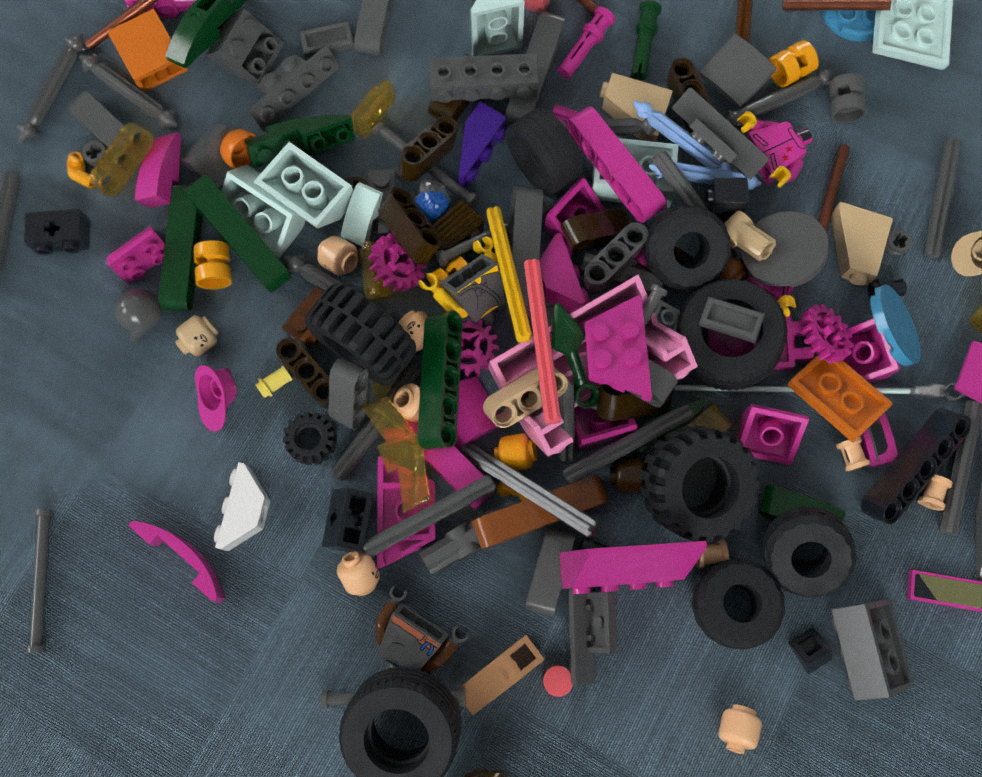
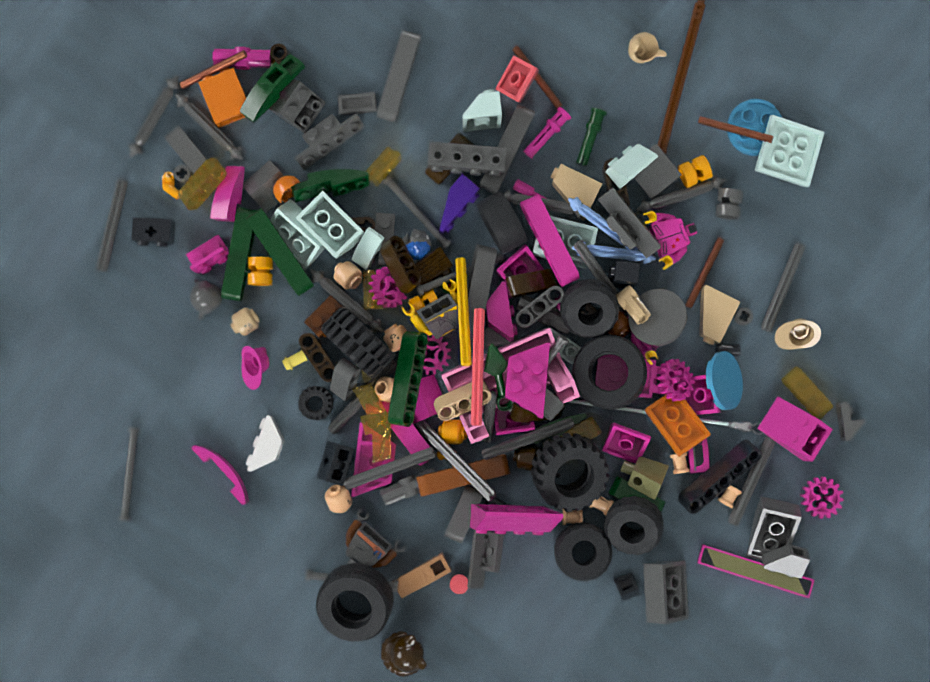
camera: 10 degrees right, 10 degrees up
(427, 148) = (417, 212): dark brown beam -> none
(708, 56) = (630, 164): none -> light aqua slope
(731, 319) = (609, 366): dark grey tile -> none
(740, 728) = (570, 629): light nougat head -> none
(752, 530) = (602, 504): none -> light nougat bush
(810, 477) = (645, 475): none -> olive torso

